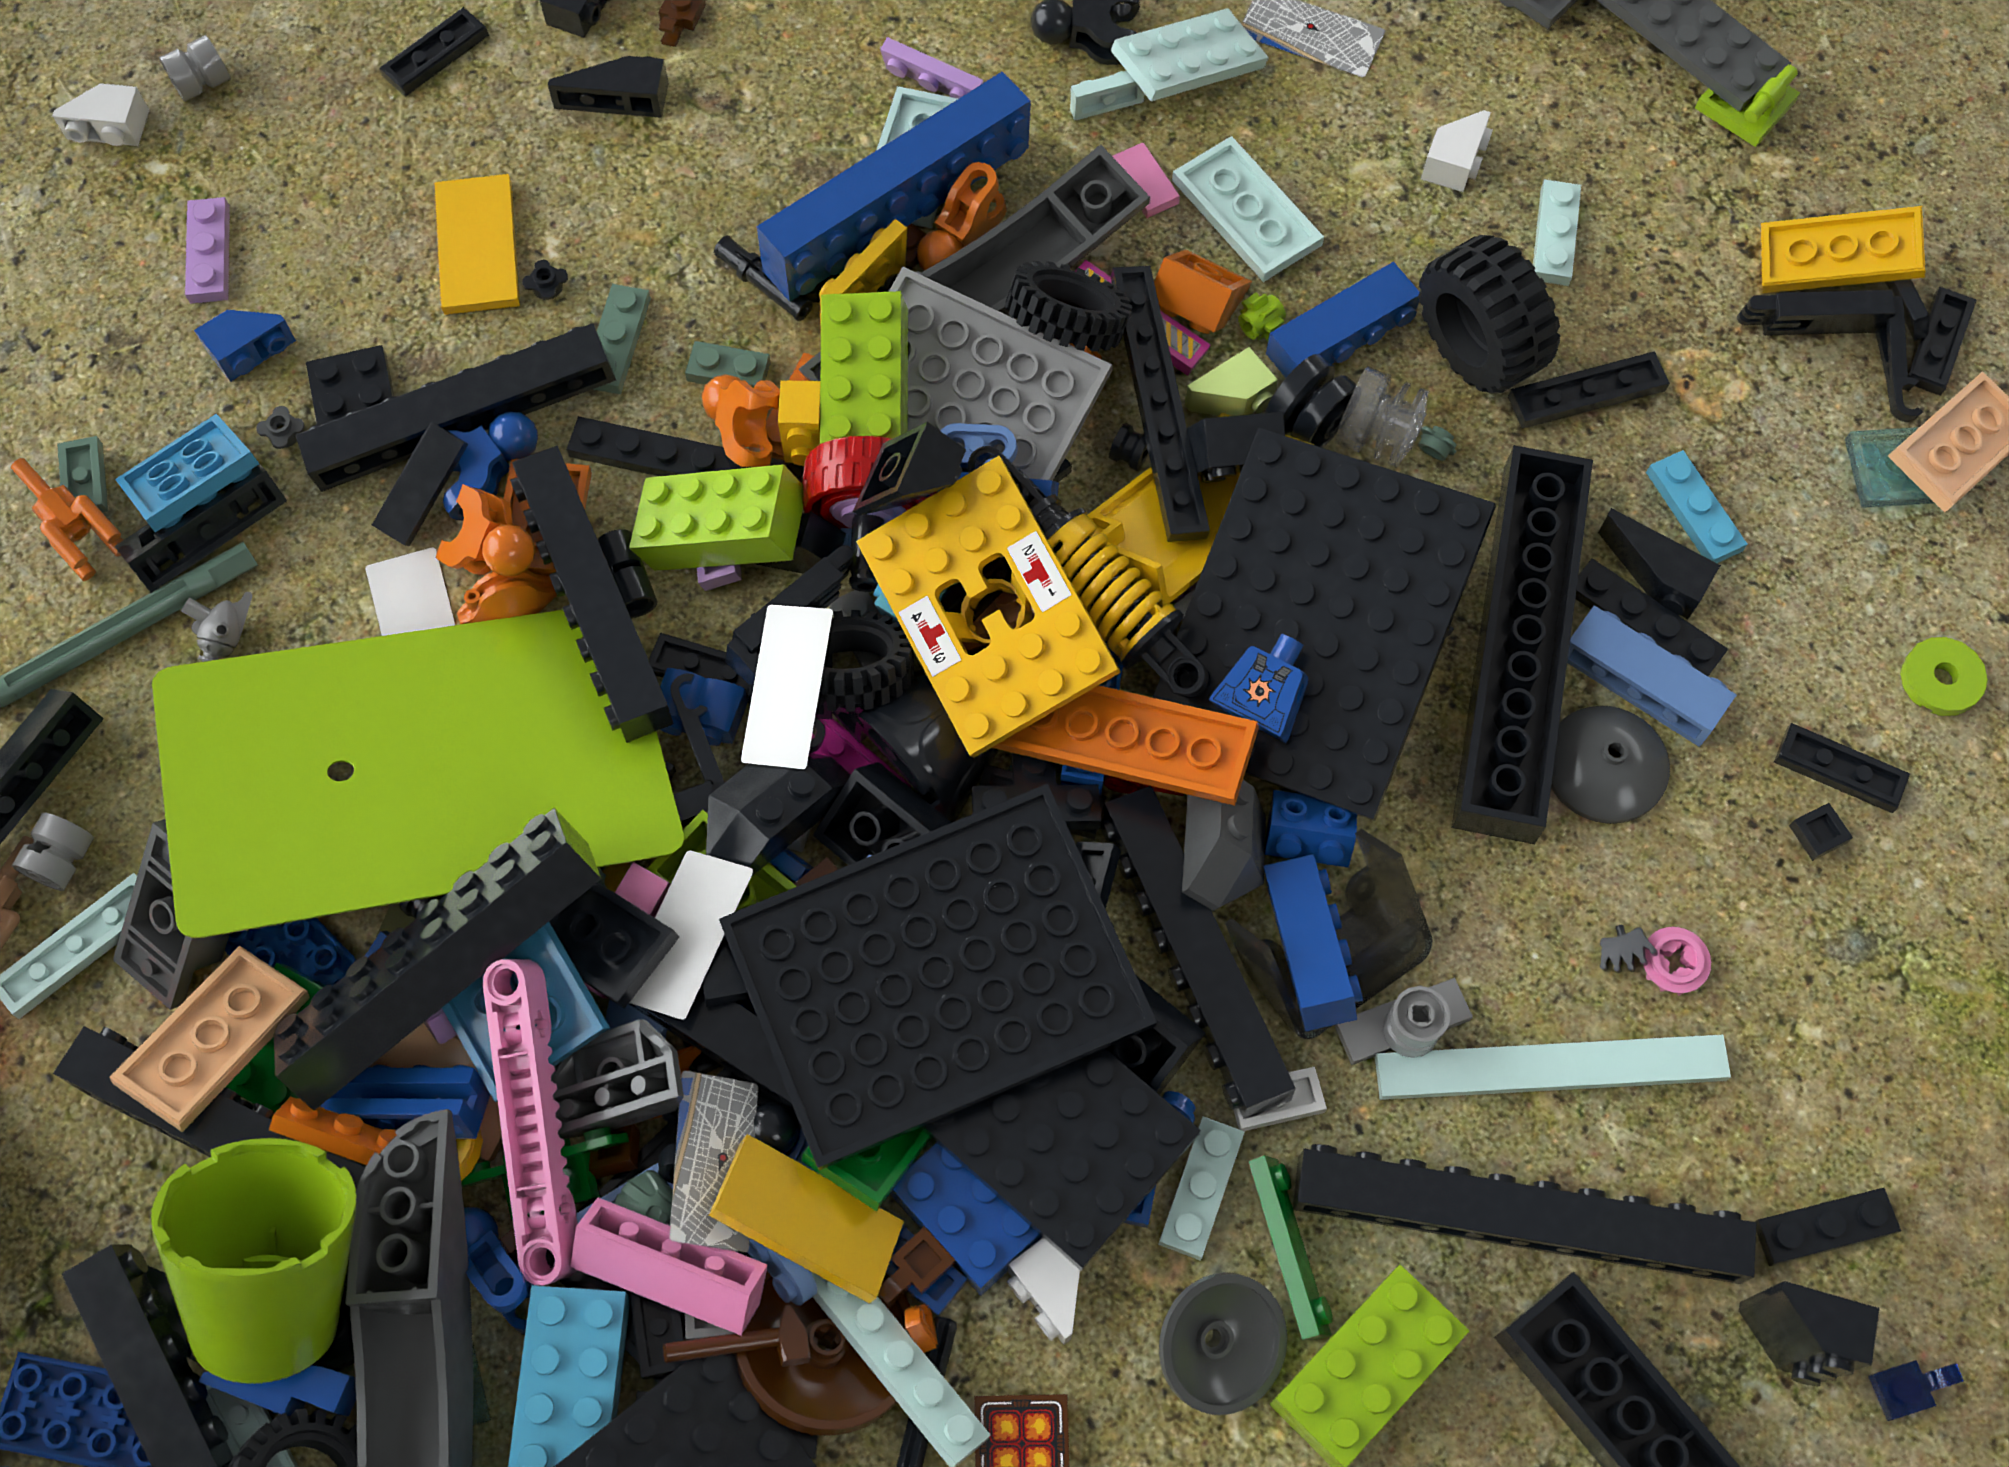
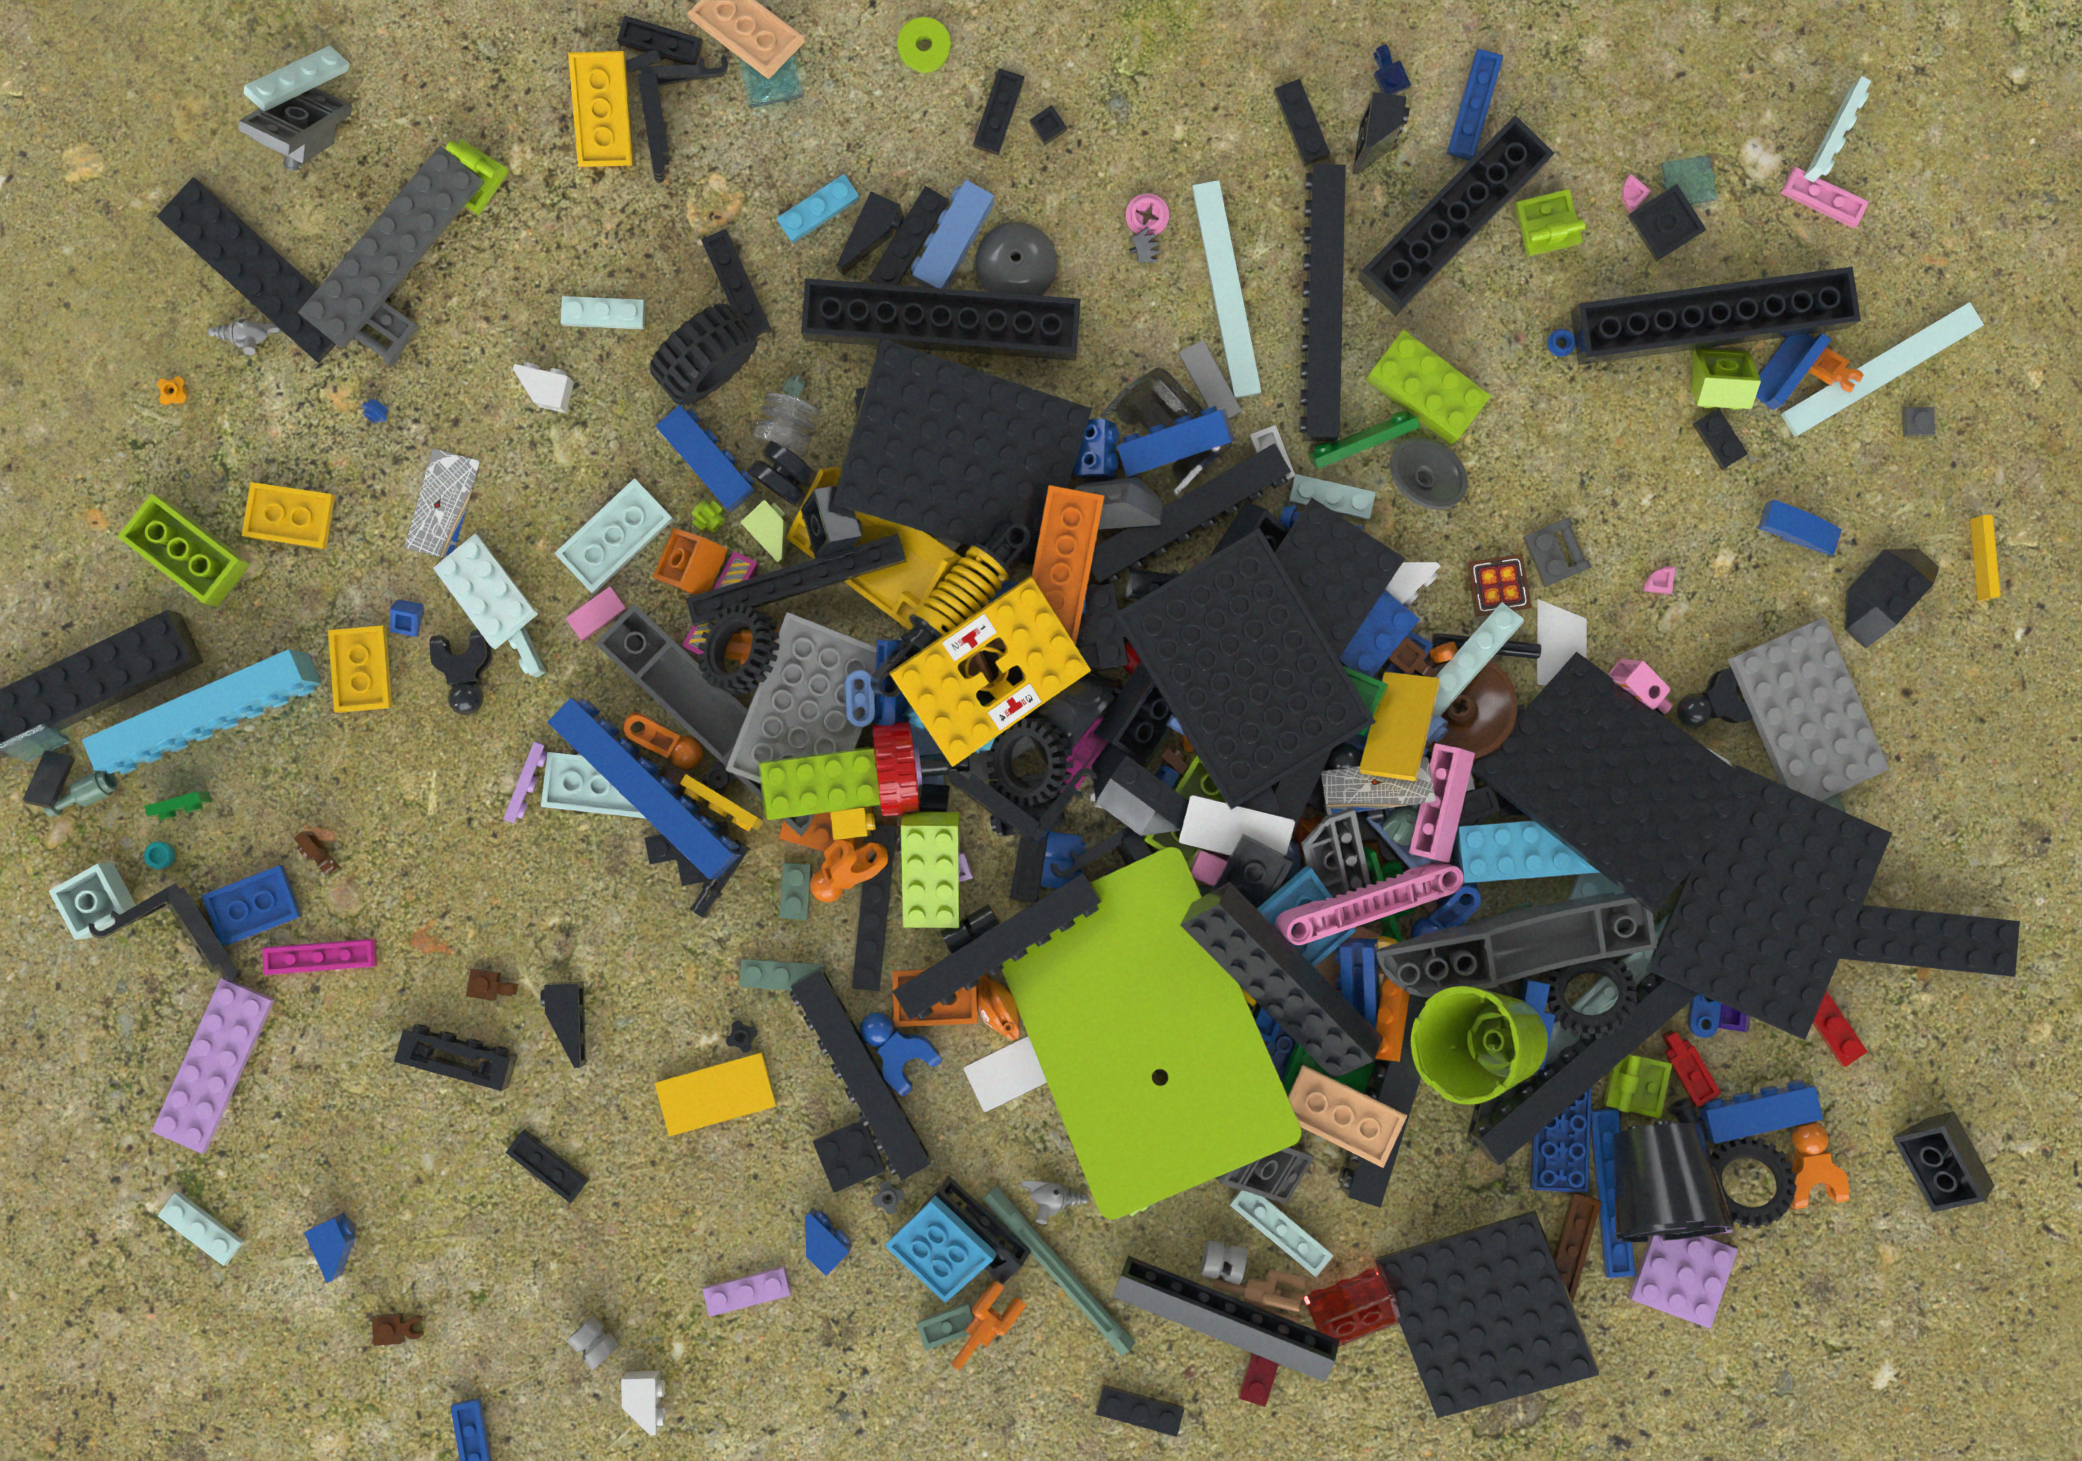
camera: 95 degrees left, 20 degrees up
(420, 484) = (925, 1084): black tile -> none
(487, 537) = (965, 1025): orange piece -> none
(787, 686) = (1063, 795): white sticker -> none
(789, 1339) = (1468, 727): reddish brown piece -> none
(910, 469) = (912, 734): black slope -> none
(1129, 447) = (826, 598): black wheel -> none
(1265, 688) = (1019, 483): torso -> none
(1416, 1021) = (1218, 372): light grey wheel -> none

